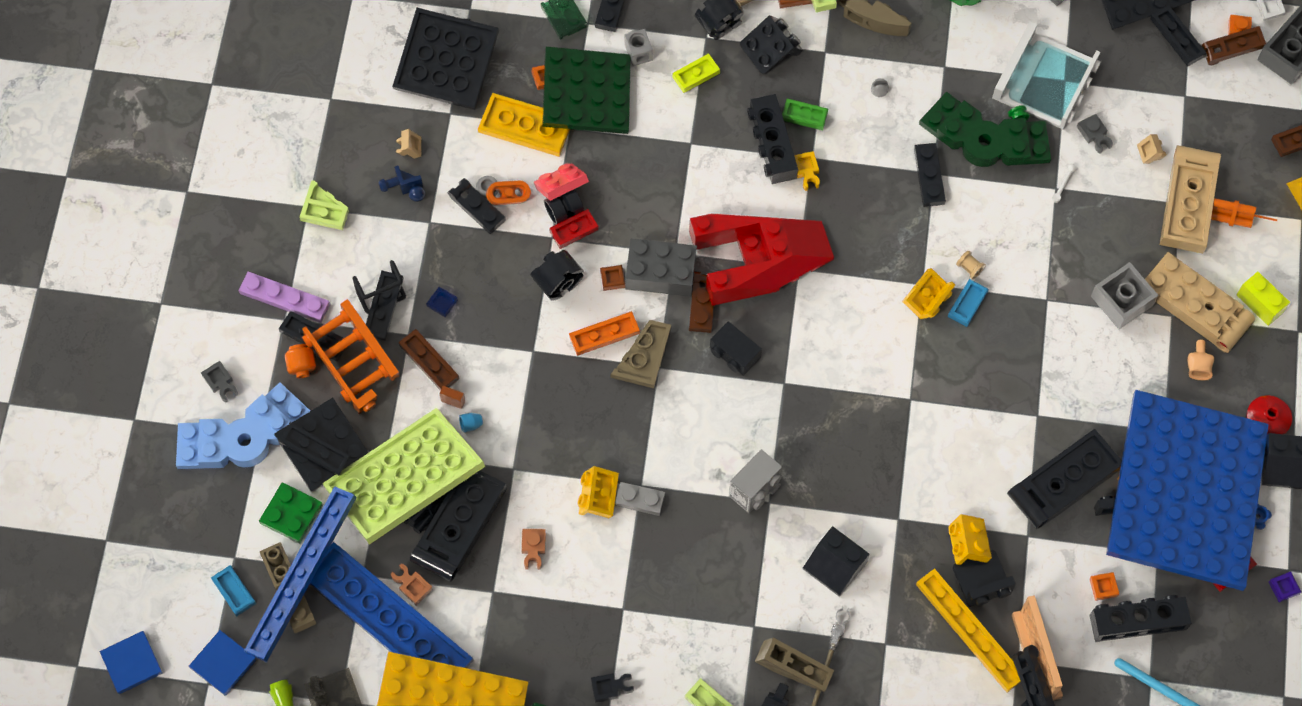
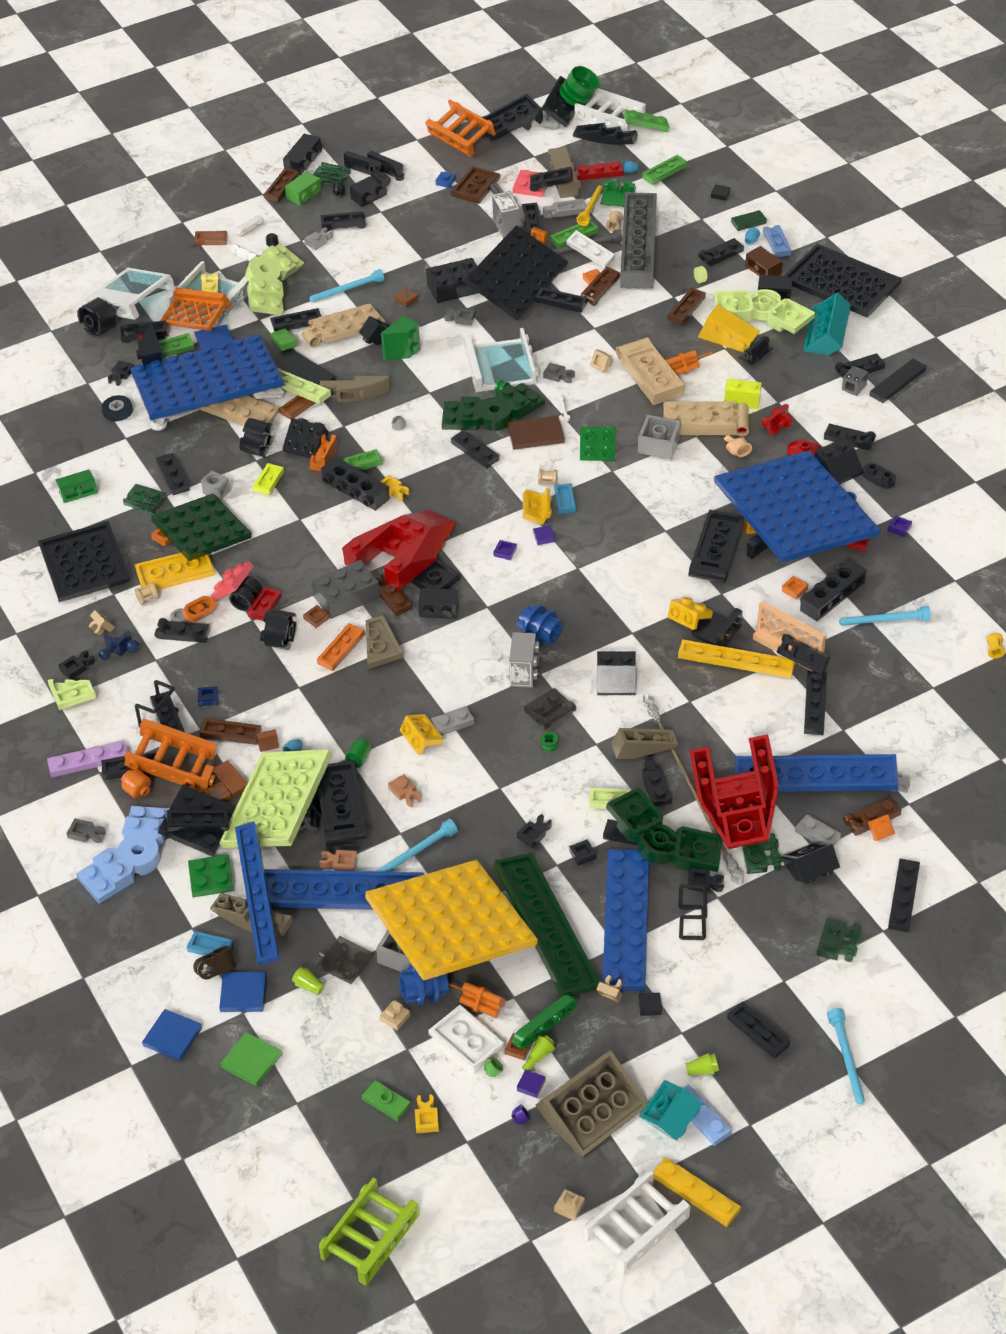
camera: 35 degrees left, 20 degrees down
(218, 616) = (217, 962): none -> dark brown piece
(348, 178) = (74, 666): none -> black plate
(365, 424) = (219, 791): none -> dark orange tile
(388, 414) = (230, 778): none -> dark orange tile
(475, 137) = (146, 593): none -> tan bush
(521, 473) = (358, 752): none -> green brick
(532, 623) = (447, 829): none -> medium azure piece
(703, 588) = (549, 736): none -> green bush
(742, 546) = (546, 705): none -> clear smoke plate
(761, 314) = (436, 577): none -> black tile
(774, 79) = (325, 453): none -> orange hinge
(805, 450) = (540, 622): none -> blue piece
(856, 326) = (505, 550): none -> dark purple tile
(908, 335) = (543, 535): none -> dark purple tile
(1007, 196) = (535, 432): none -> reddish brown tile
(1051, 261) = (597, 443): none -> green hinge
(1273, 360) = (779, 418): none -> red hips

